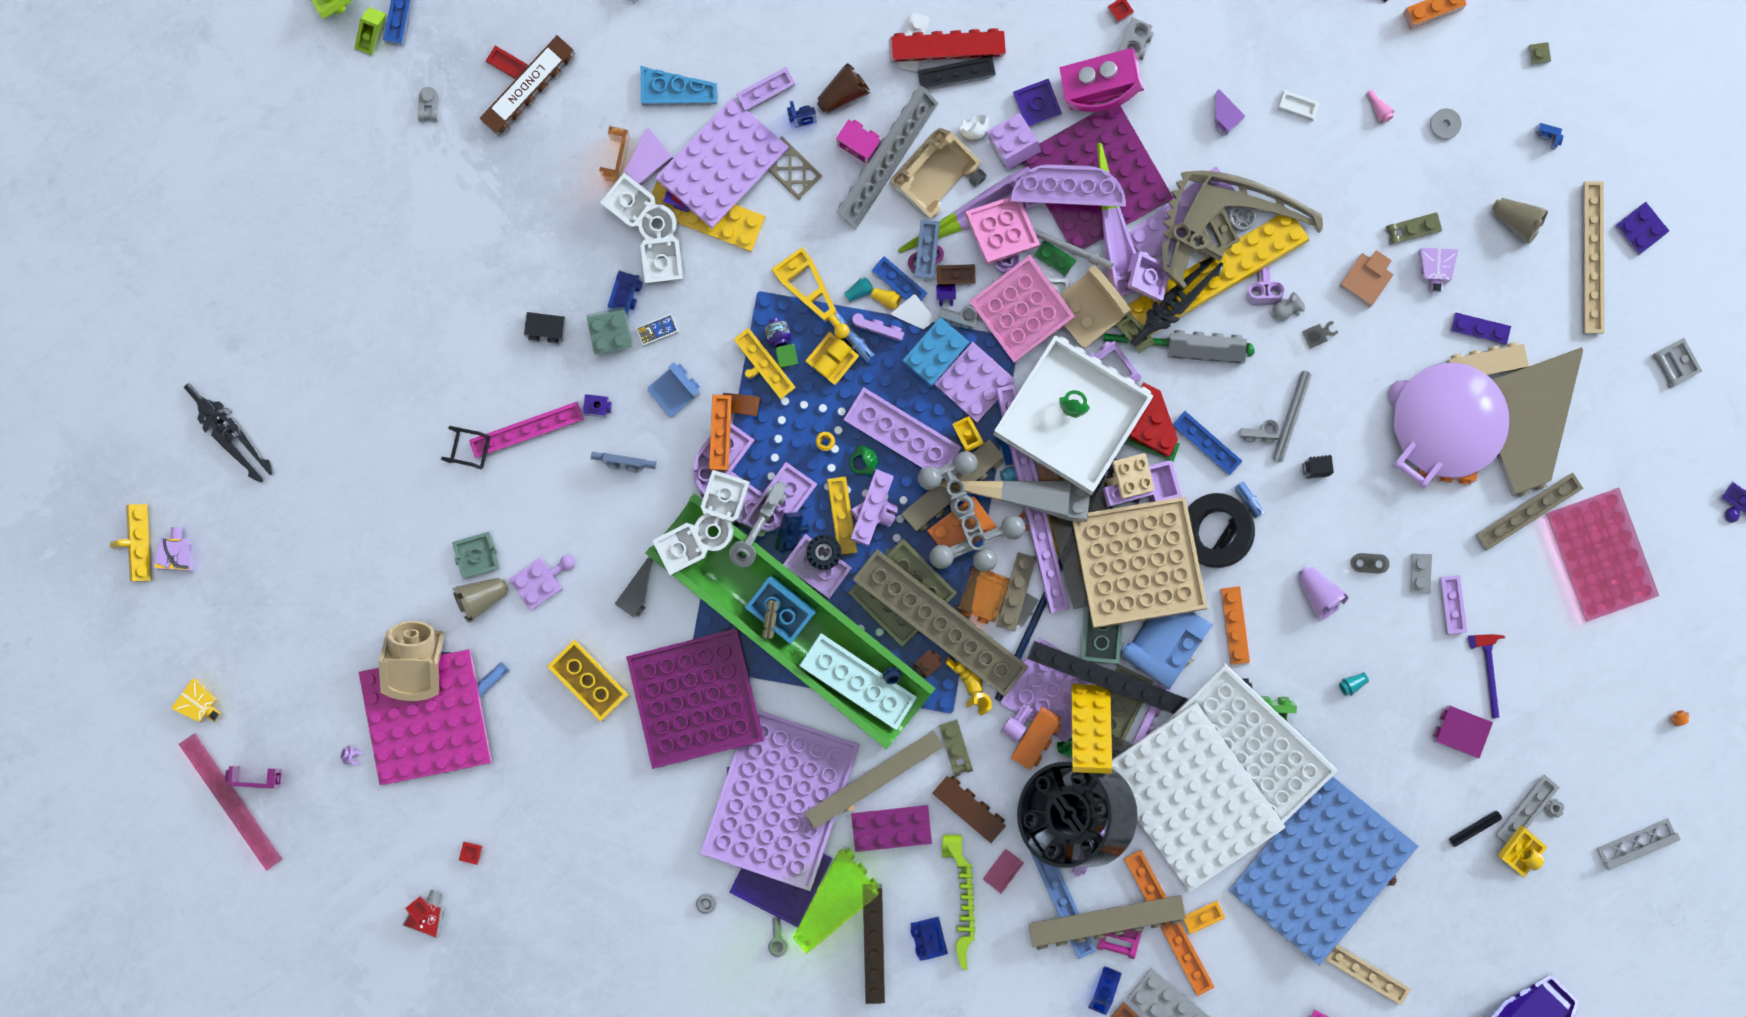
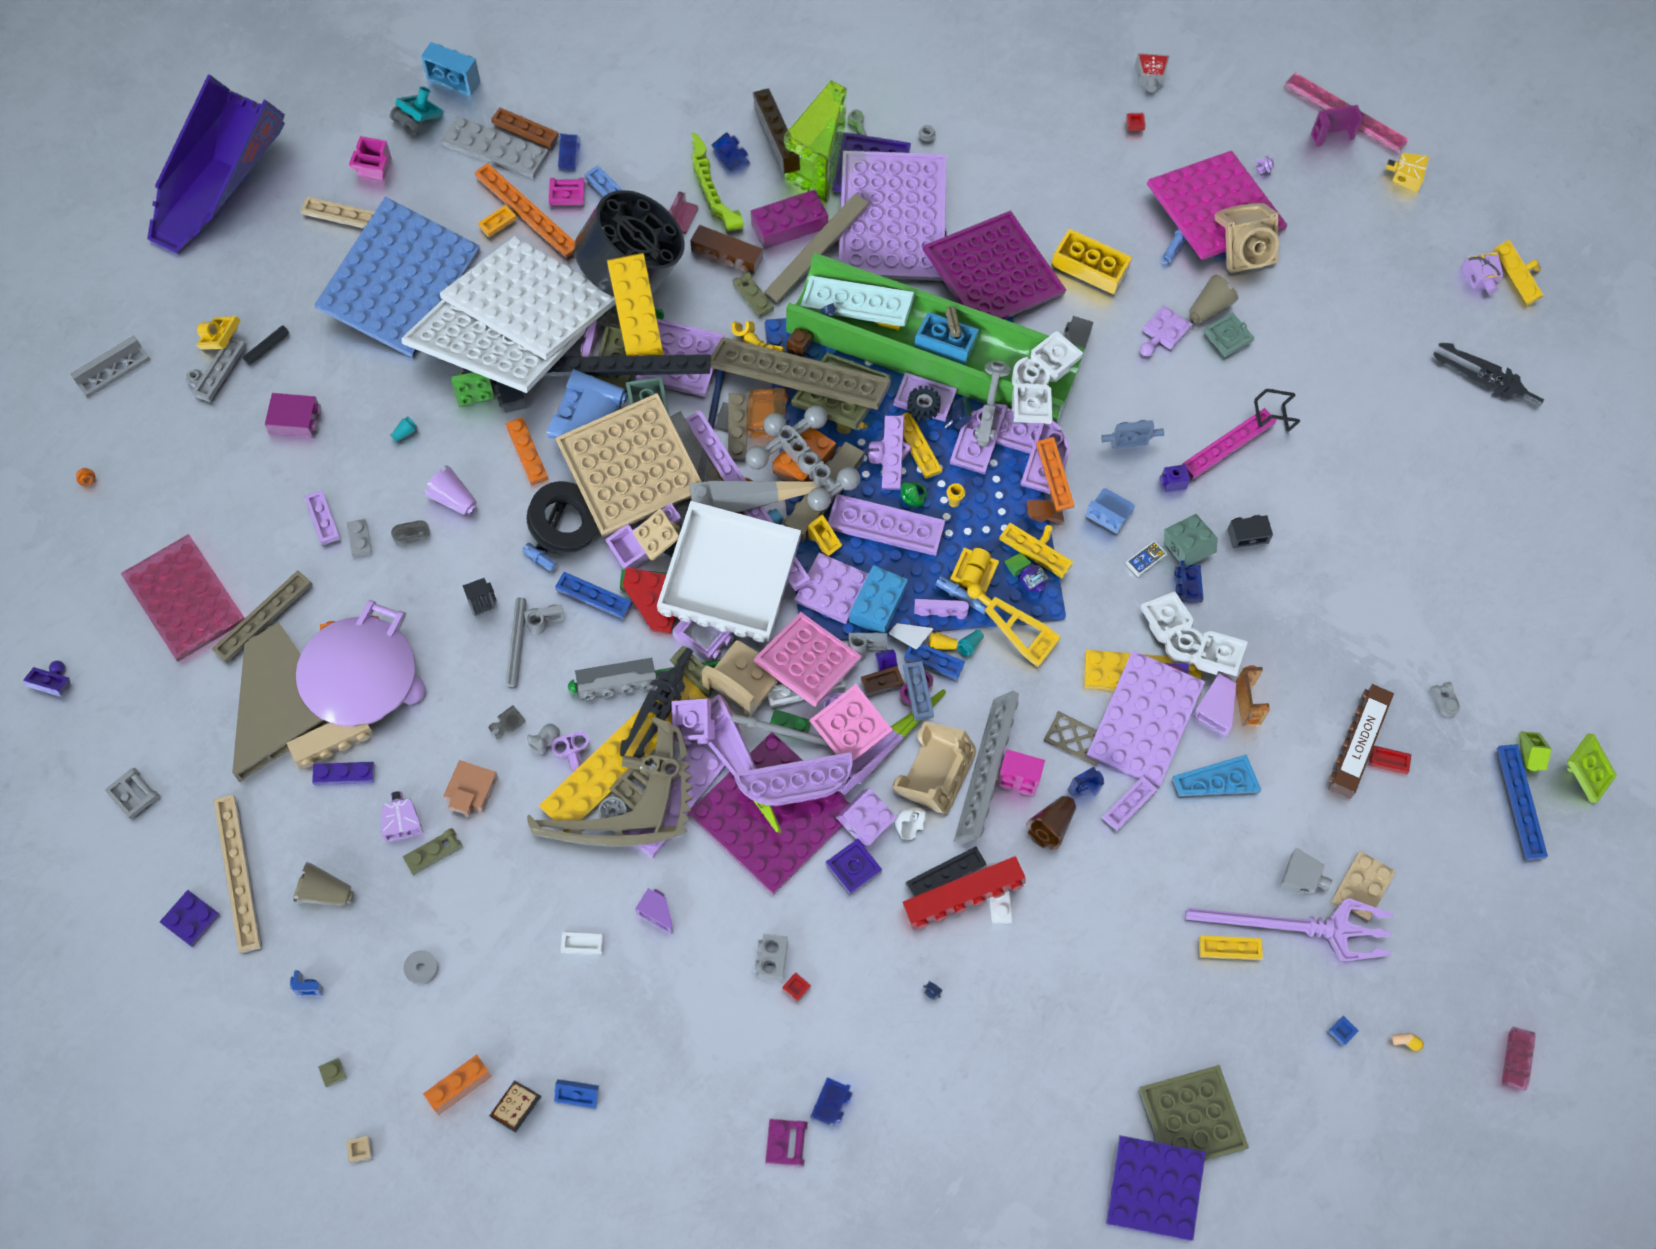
camera: 160 degrees right, 20 degrees down
(418, 909) = (1161, 64): red plate -> none
(977, 178) = (890, 776): dark grey axle -> none
(1015, 726) = (705, 315): lavender beam -> none
(1037, 738) = (683, 312): orange brick -> none
(1074, 407) = (741, 570): green piece -> none
(1102, 80) = (794, 895): dark pink piece -> none
(1107, 920) = (580, 191): dark tan brick -> none
(1382, 110) = (492, 961): bright pink cone -> none
(1487, 642) = (283, 495): dark purple piece -> none

